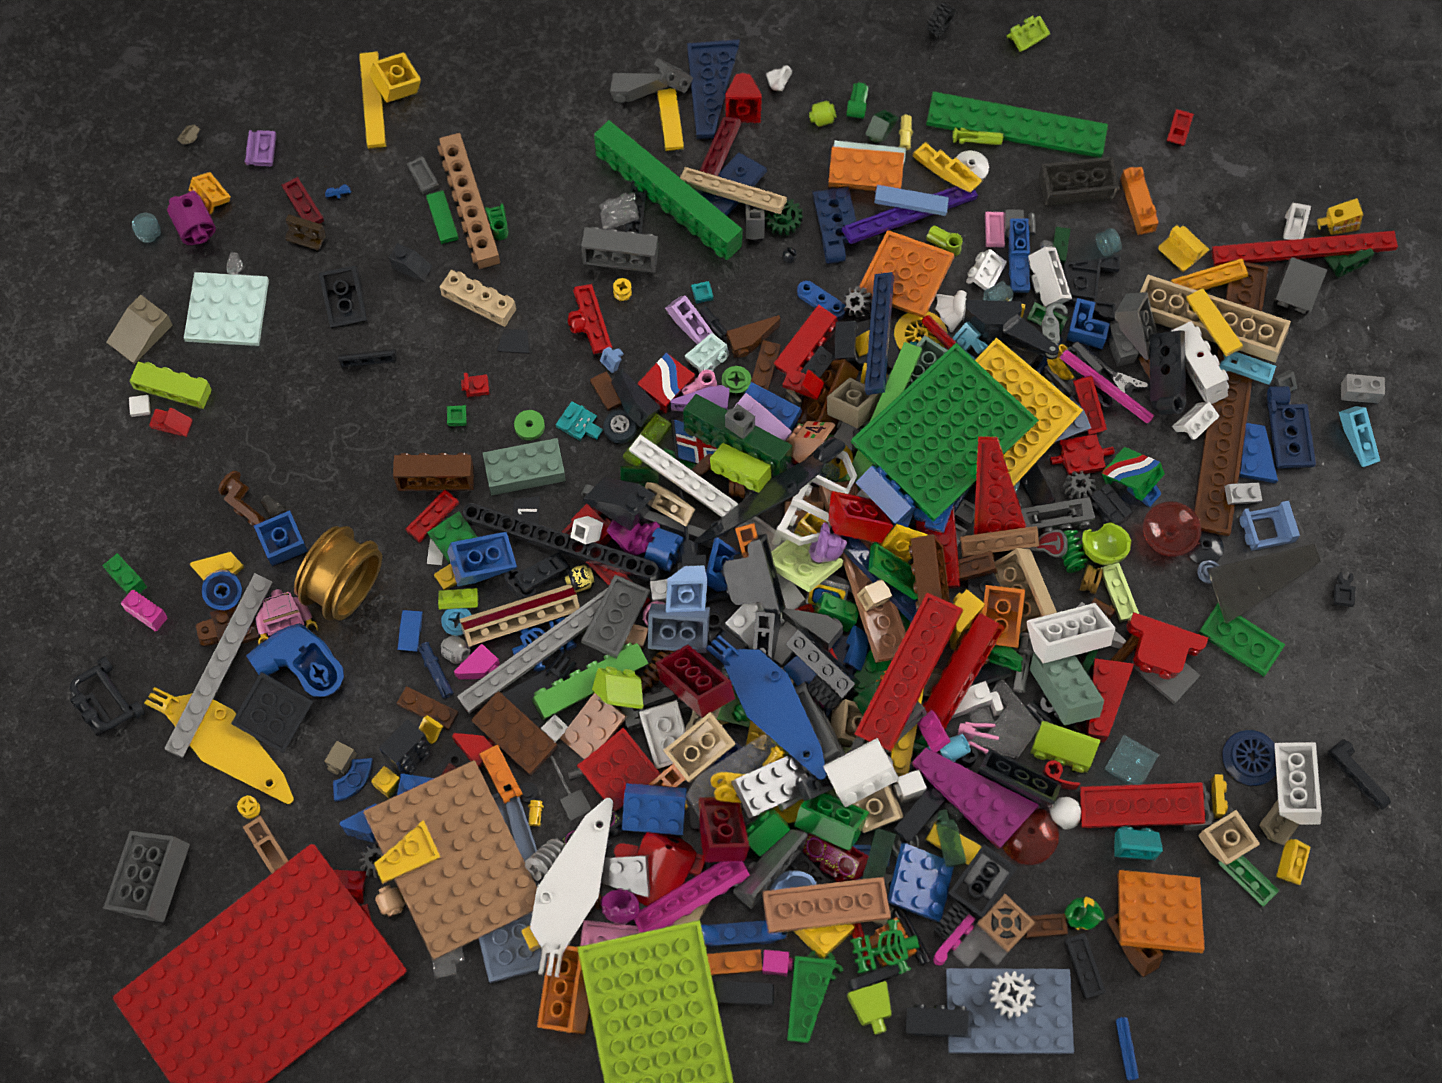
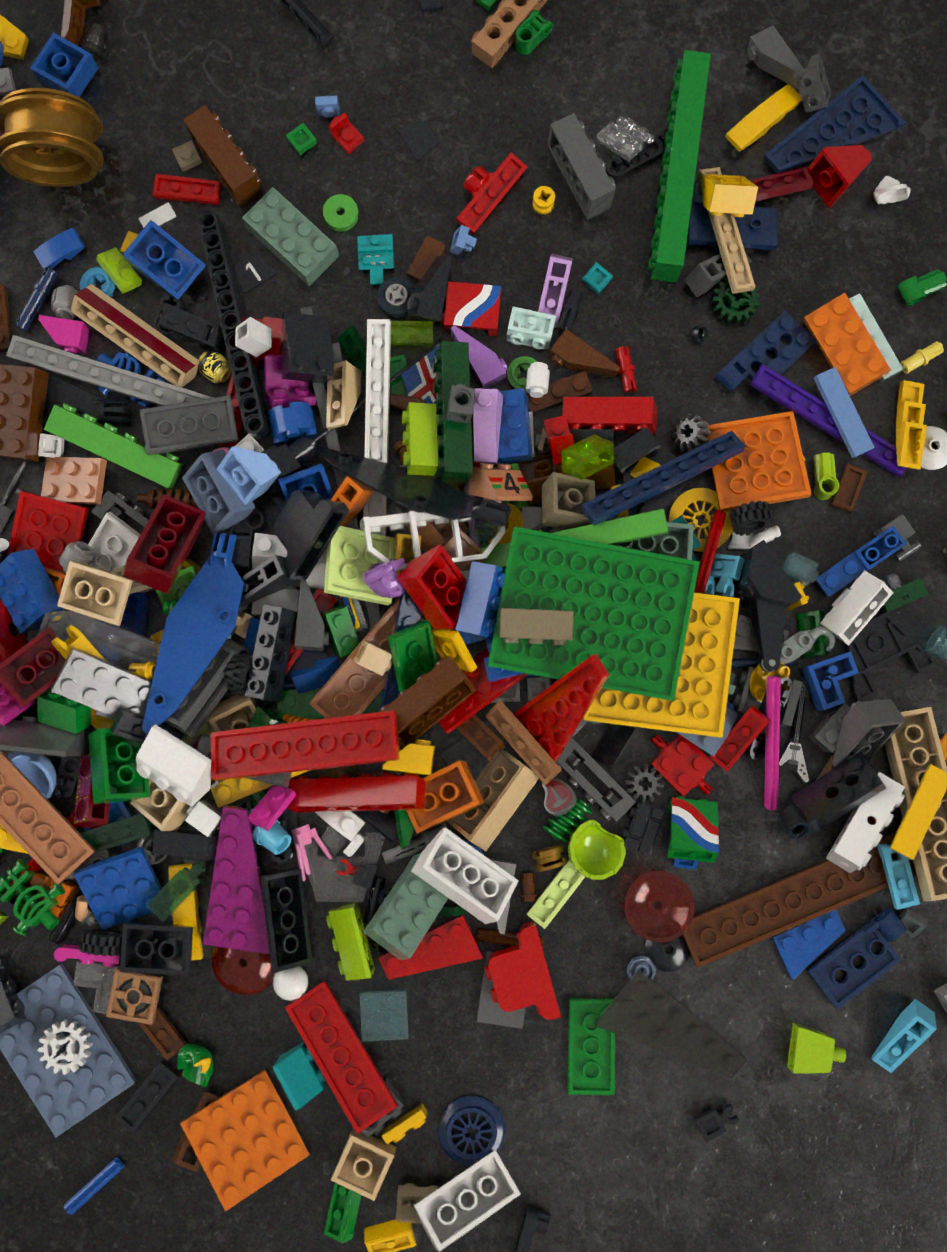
camera: 55 degrees right, 15 degrees up
(407, 500) = (187, 156): none -> dark tan plate
(447, 383) = (327, 106): none -> medium blue plate
(450, 530) = (180, 221): green plate -> none
(478, 297) = (437, 72): tan brick -> none
(618, 687) = (114, 478): lime slope -> none
(638, 635) = (190, 456): light nougat plate -> none
(655, 757) = (76, 552): none -> light grey head
(699, 382) = (494, 341): bright pink pin -> none
(711, 172) = (728, 194): none -> yellow slope
(749, 371) = (537, 379): none -> white brick
(785, 316) = (626, 369): none -> red pin
(815, 292) = (666, 406): blue plate -> none
(822, 113) = (881, 261): lime head -> none
(830, 370) = (587, 457): none -> clear neon green brick
(881, 126) = (911, 328): dark green slope -> none
(920, 926) = (83, 913): none -> light nougat arm
(929, 468) = (536, 625): none -> dark tan brick
(943, 300) = (751, 518): none -> black tyre
(960, 226) = (849, 488): none -> reddish brown tile
(986, 269) = (821, 538): white bracket -> none
(994, 229) = (875, 517): bright pink tile -> none
(1022, 708) = (362, 875): none -> black piece
(1058, 771) = (317, 951): red panel -> none
(1196, 419) = (801, 856): white bracket -> none
(1243, 493) = (751, 954): light grey plate -> none
(1283, 521) = (748, 1015): medium blue window -> none
(1333, 498) = (812, 1051): none -> lime torso

